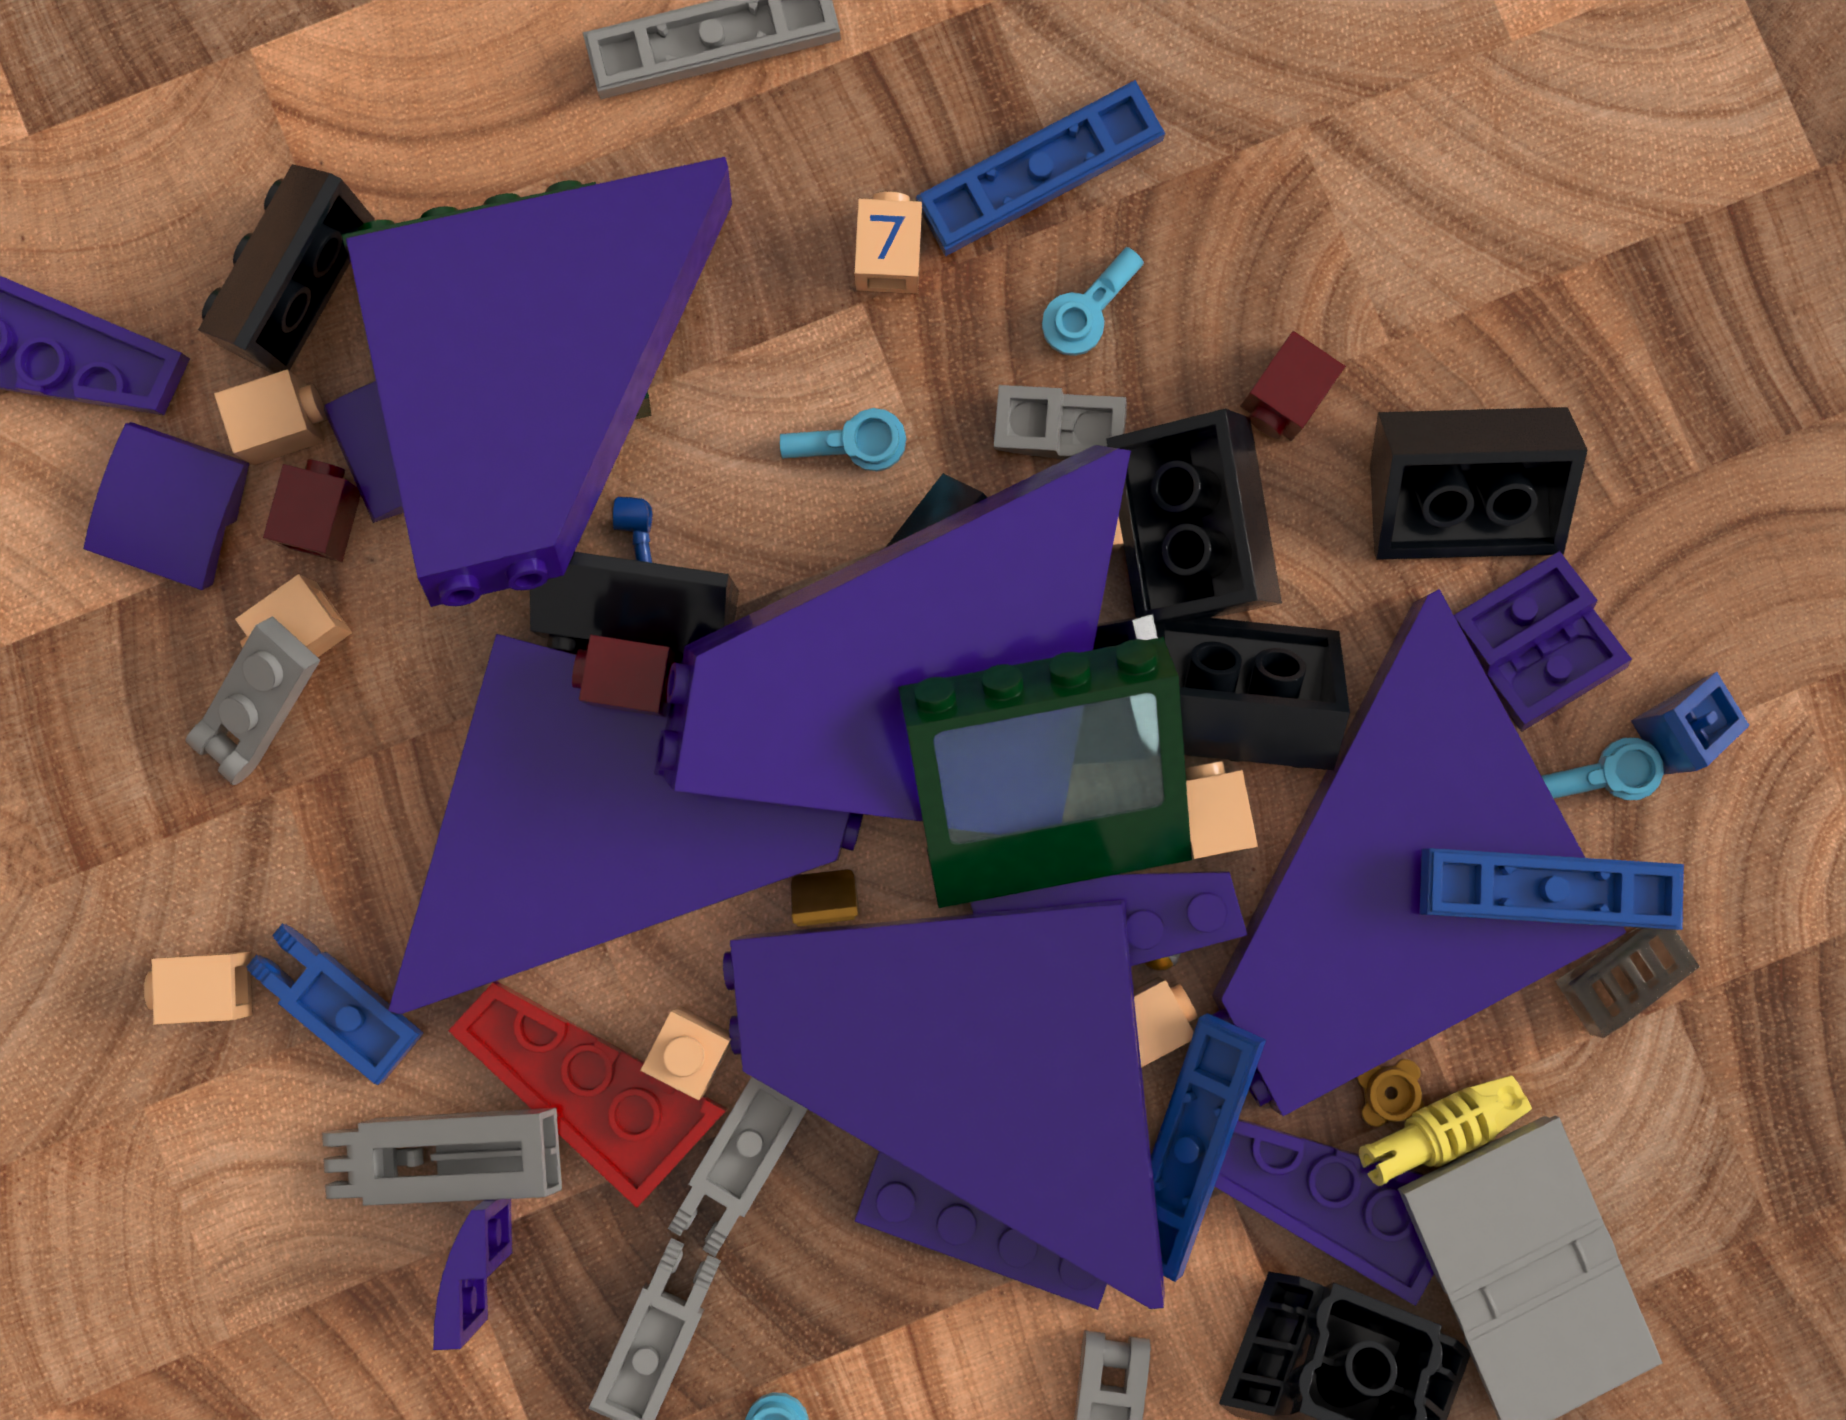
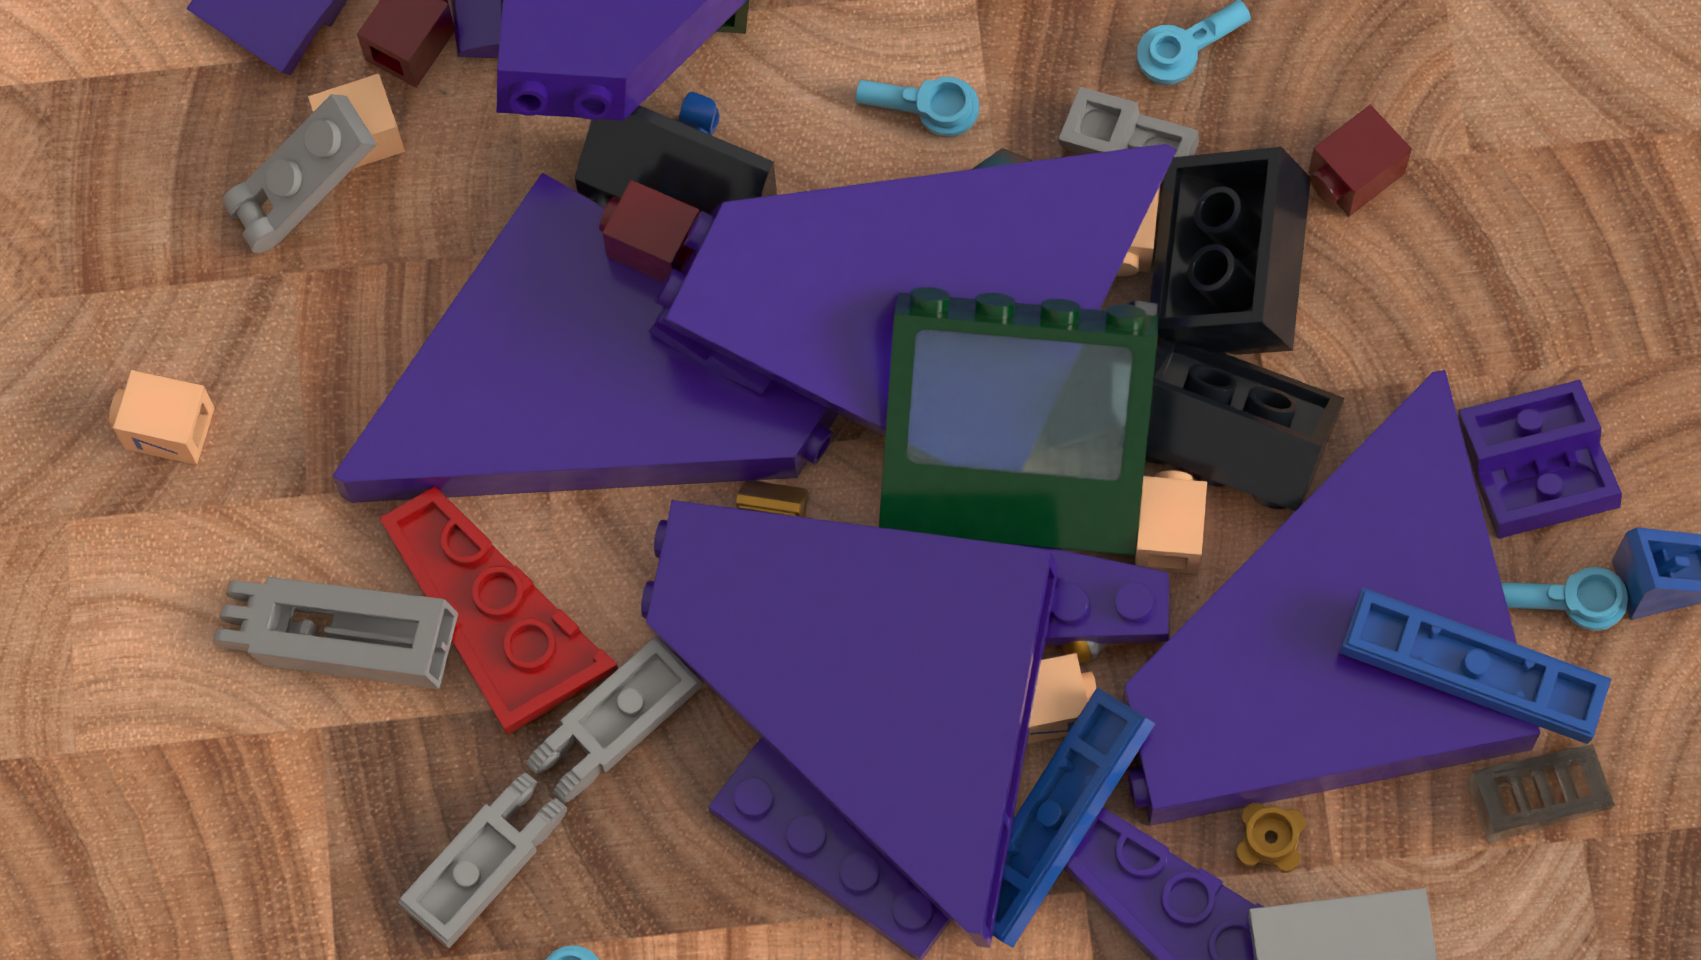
camera: 25 degrees right, 15 degrees down
(338, 1007) = (284, 475): blue hinge -> none
(475, 1254) = (338, 716): dark purple slope -> none
(687, 1052) = (599, 598): light nougat brick -> none
(1447, 1129) = (1312, 876): light yellow hinge -> none
(1474, 482) = (1510, 294): black slope -> none

